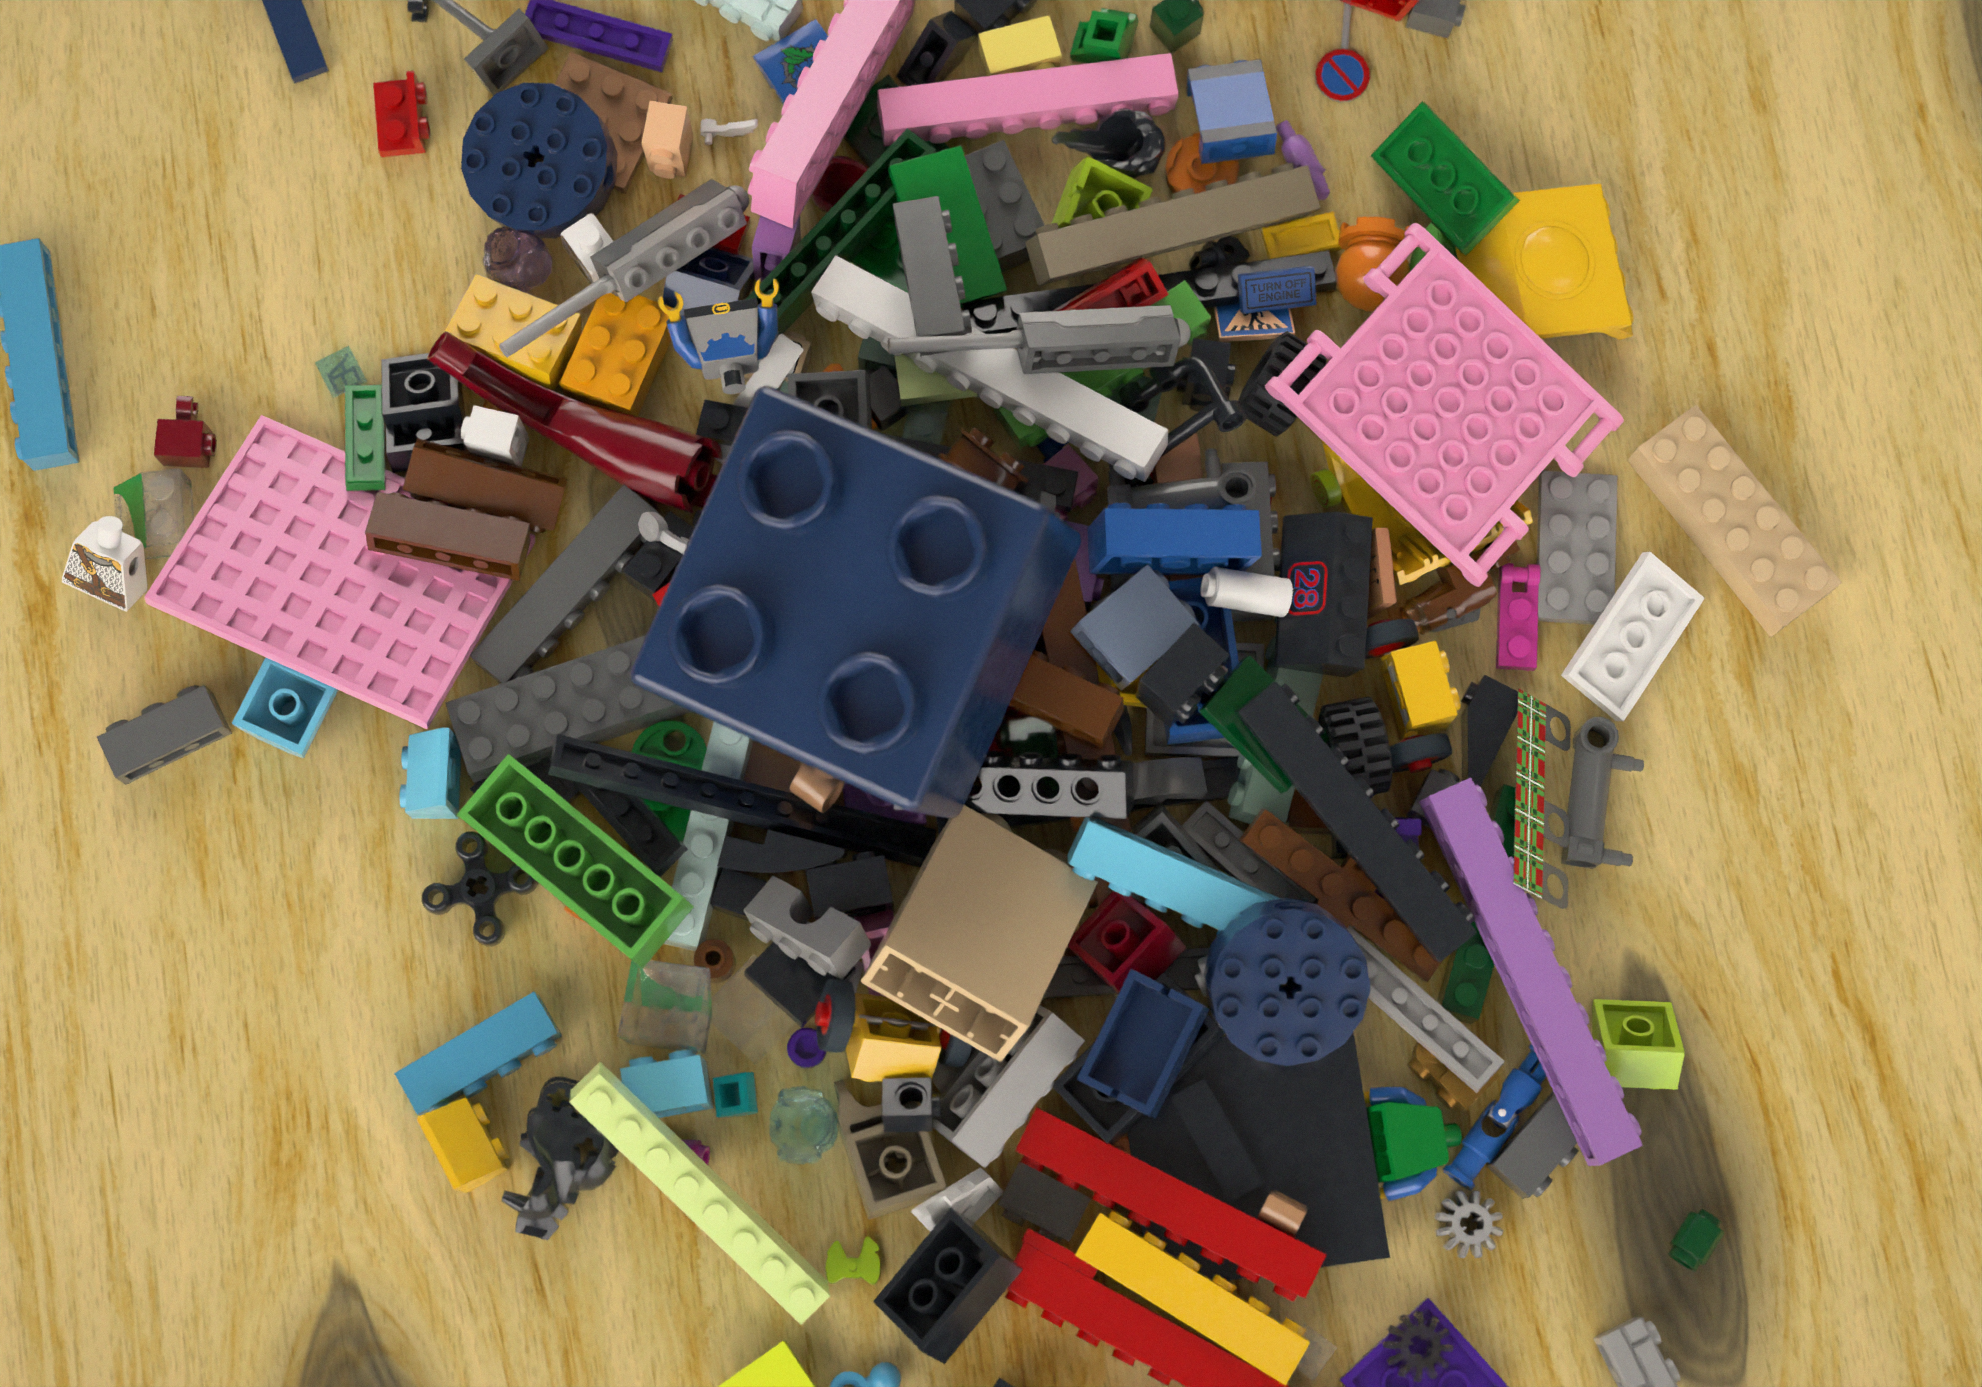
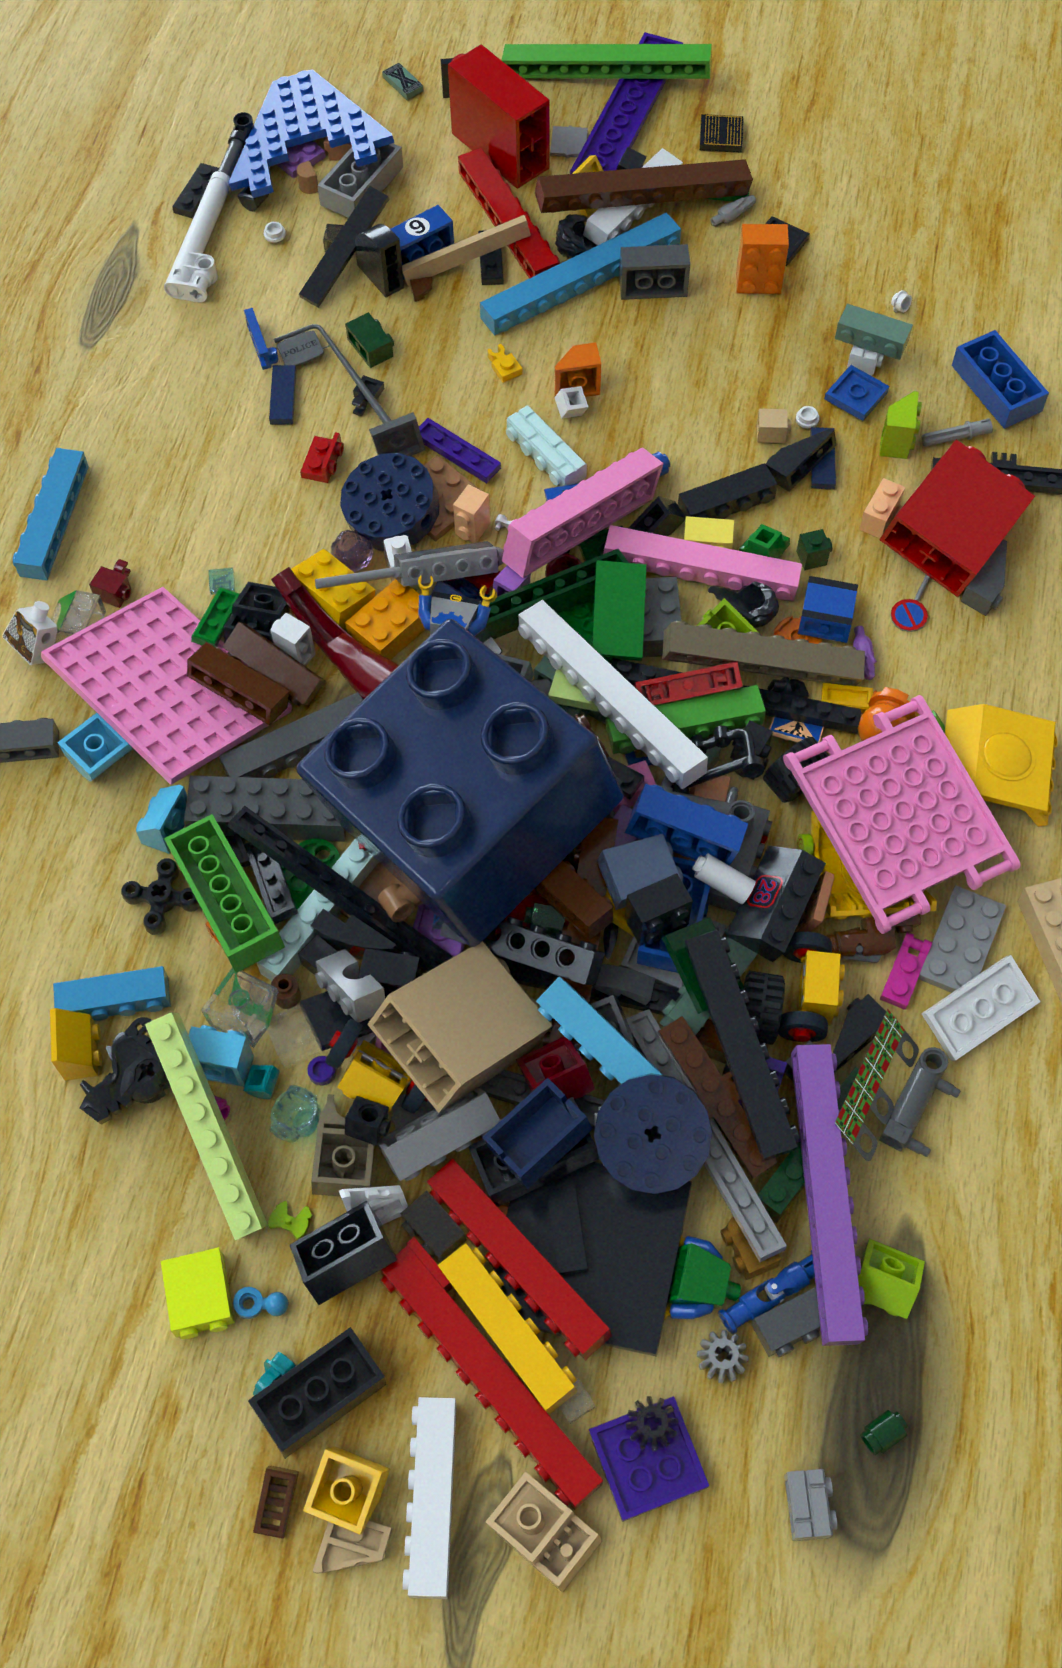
camera: 25 degrees right, 15 degrees down
(929, 269) = (593, 625): dark grey brick -> none
(1074, 340) = (670, 688): piece -> none
(1277, 289) = (817, 716): blue tile -> none
(1282, 1213) = (592, 1292): medium nougat brick -> none
(1444, 178) = (952, 687): green tile -> none

